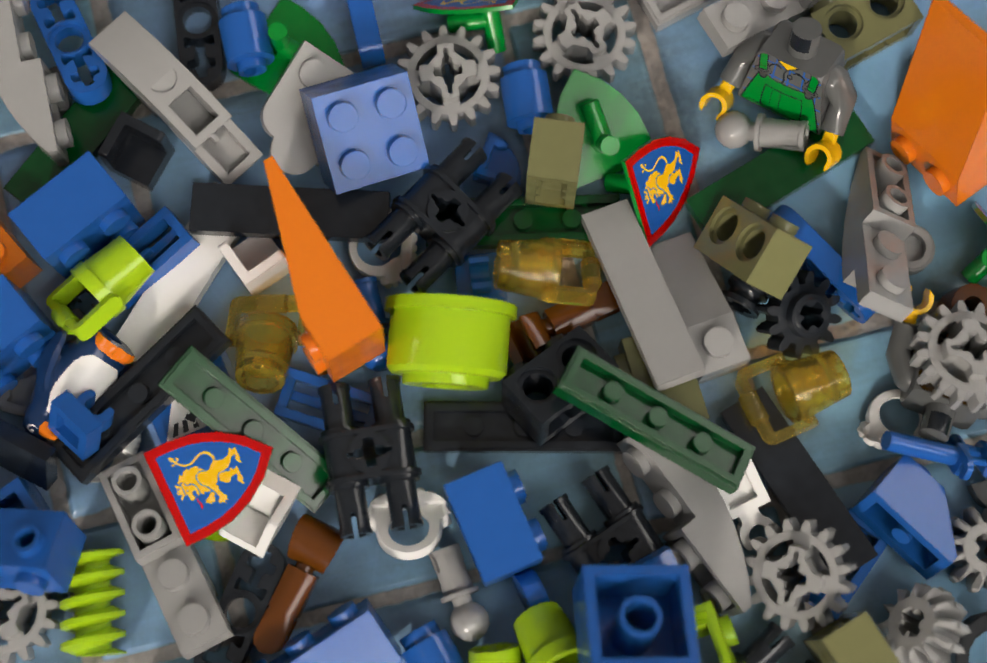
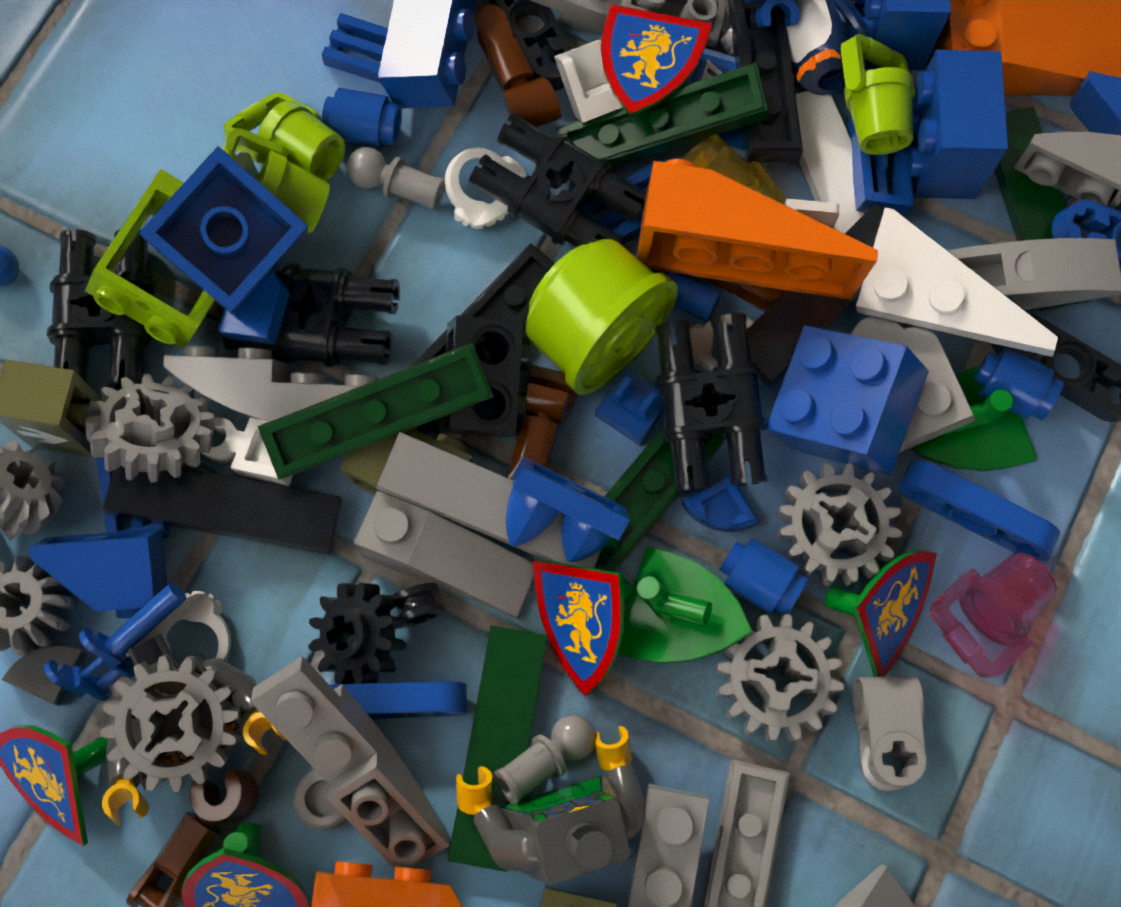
camera: 130 degrees right, 5 degrees down
(136, 151) = (986, 220): black panel -> none
(233, 125) = (934, 290): none -> white wing
(494, 523) = (415, 227): blue brick -> none
(529, 588) = (342, 226): blue tile -> none
(535, 269) = (598, 438): clear yellow piece -> none
(554, 161) = (676, 523): olive brick -> none
(597, 231) = (542, 494): none -> blue tile
(753, 247) = (445, 633): olive brick -> none
(801, 388) = (288, 581): clear yellow piece -> none

